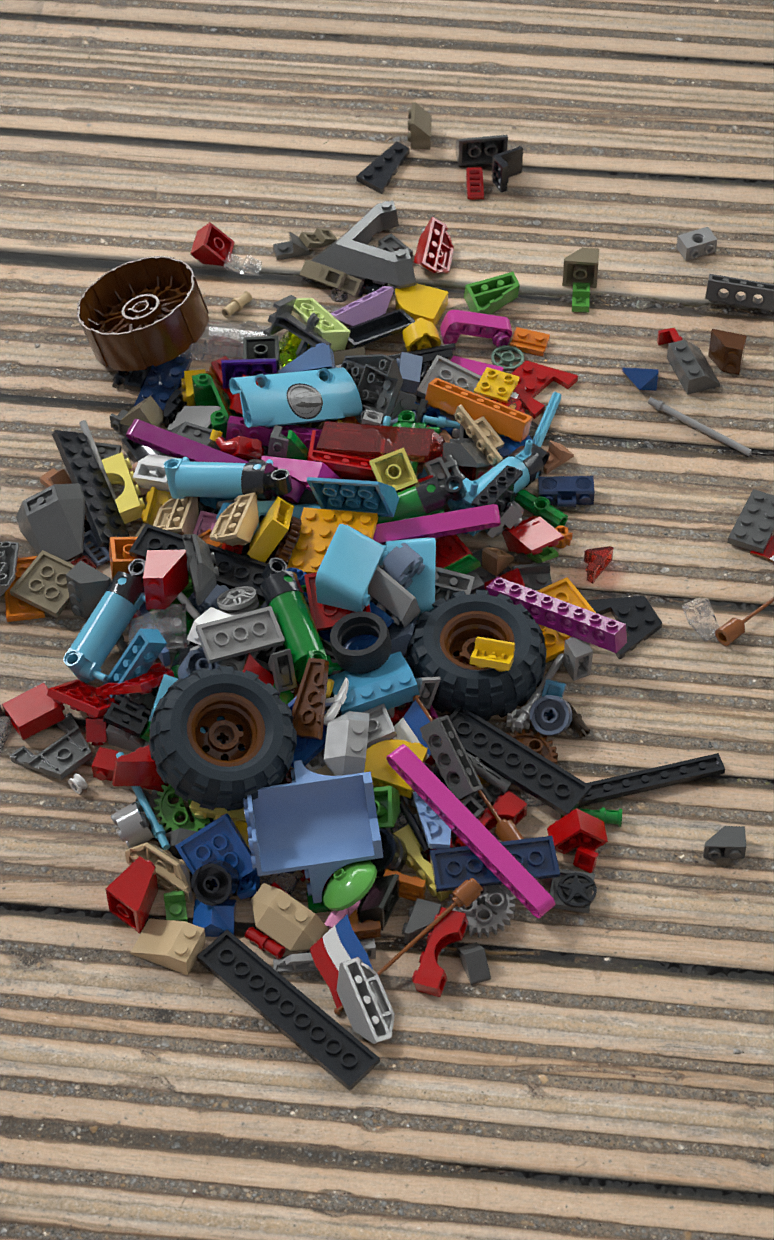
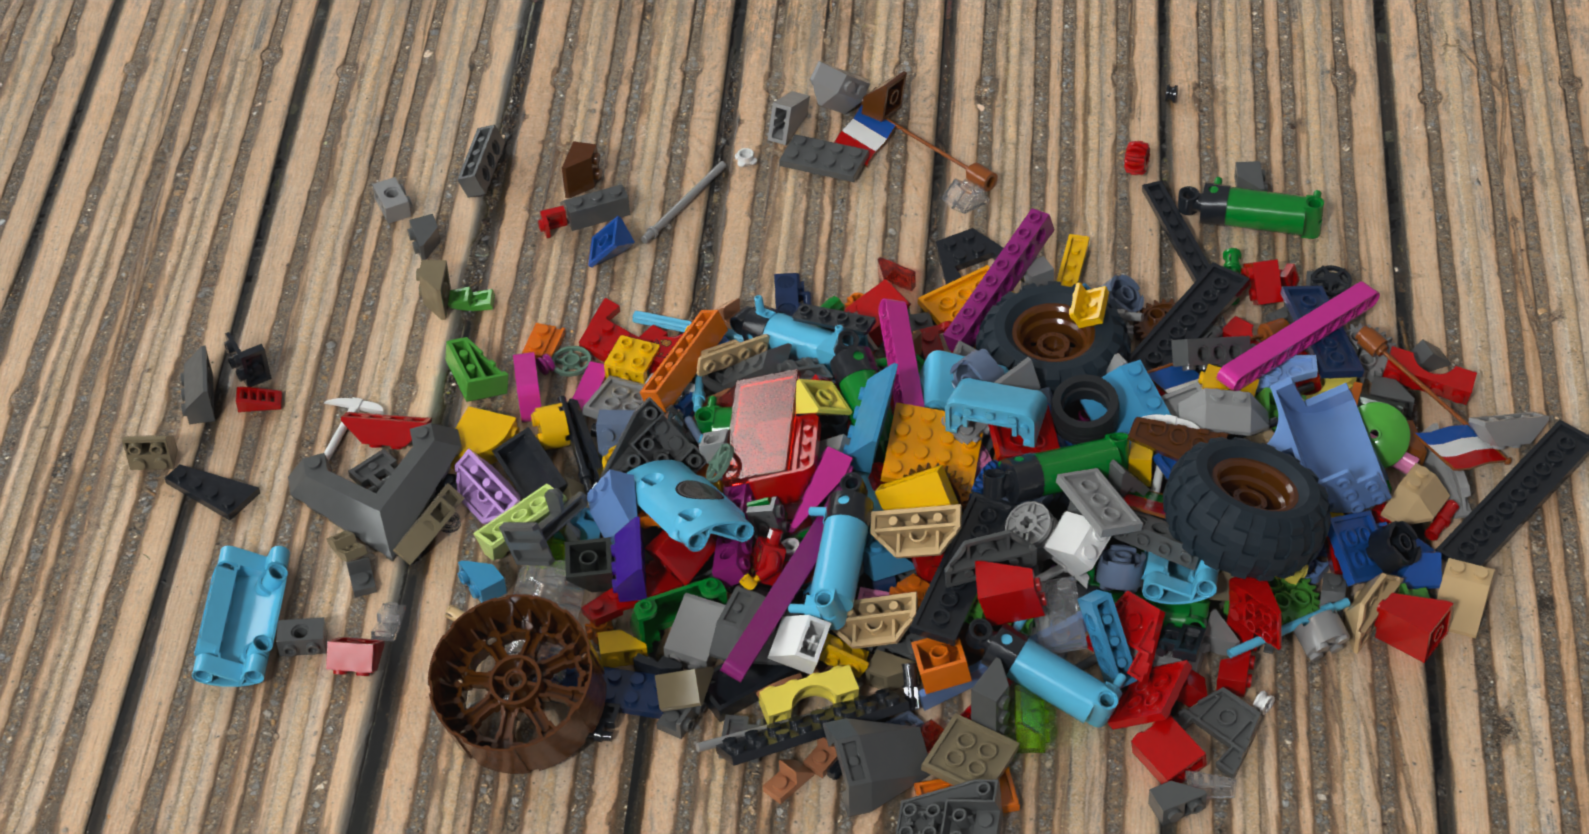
camera: 90 degrees left, 5 degrees down
(72, 617) = (1030, 722): none -> clear neon green slope
(231, 219) = (302, 637): none -> dark grey brick
(256, 185) = (240, 617): none -> medium azure panel
(266, 308) = (482, 579): none -> dark azure slope
(344, 419) = (719, 462): none -> sand green wheel
(466, 238) = (354, 405): none -> white piece
(608, 692) = (1073, 260): none -> yellow plate
(652, 265) = (425, 235): none -> dark grey slope
(675, 836) = (1254, 209): none -> green piece
(753, 749) = (1137, 158): none -> red gear
(757, 467) = (745, 157): none -> white plate

